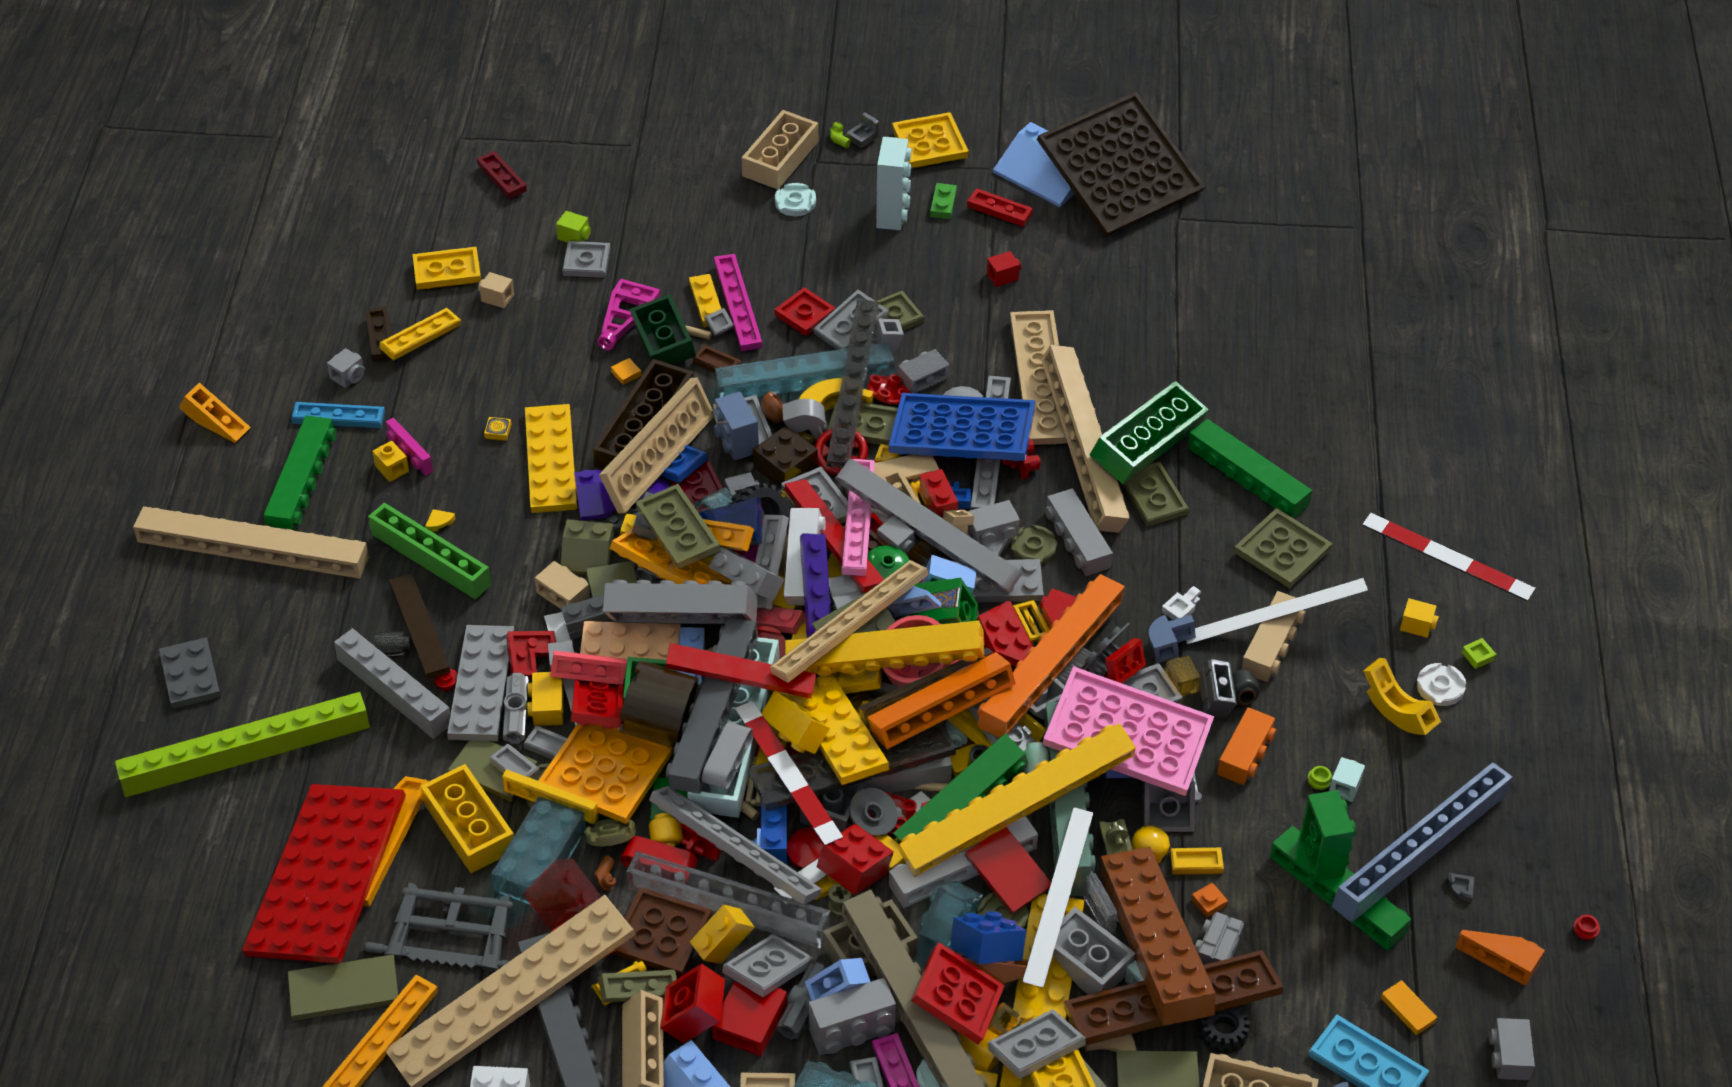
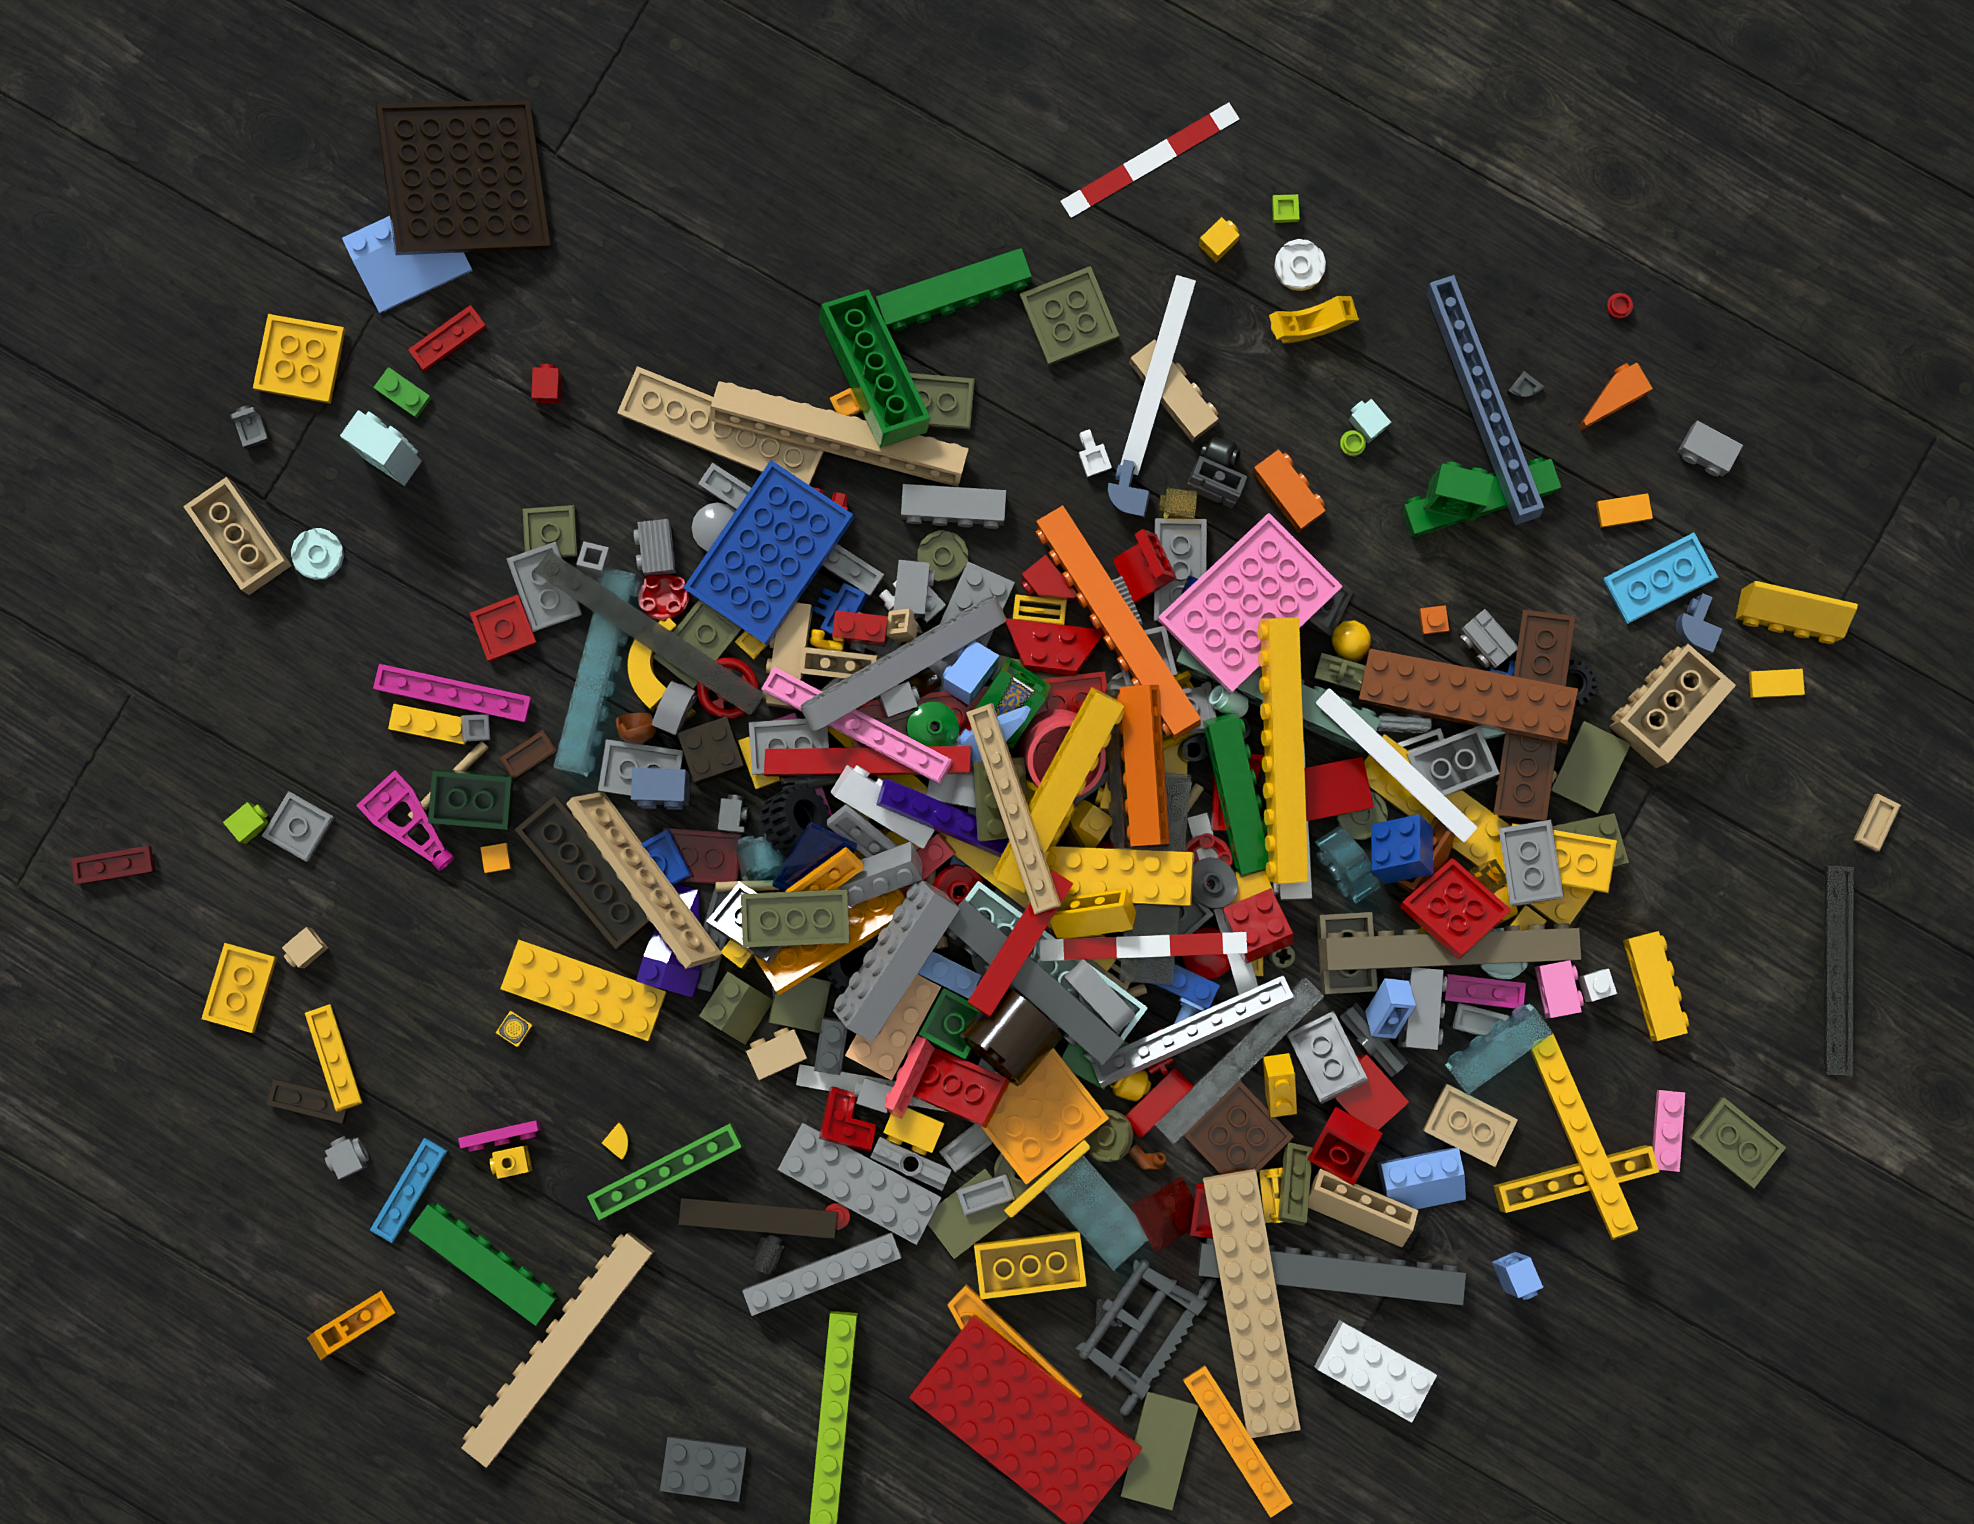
camera: 65 degrees left, 35 degrees up
(837, 135) = (237, 458): lime arm -> none
(1096, 661) = (1133, 568): dark grey hinge -> none
(1196, 861) = (1386, 607): yellow tile -> none

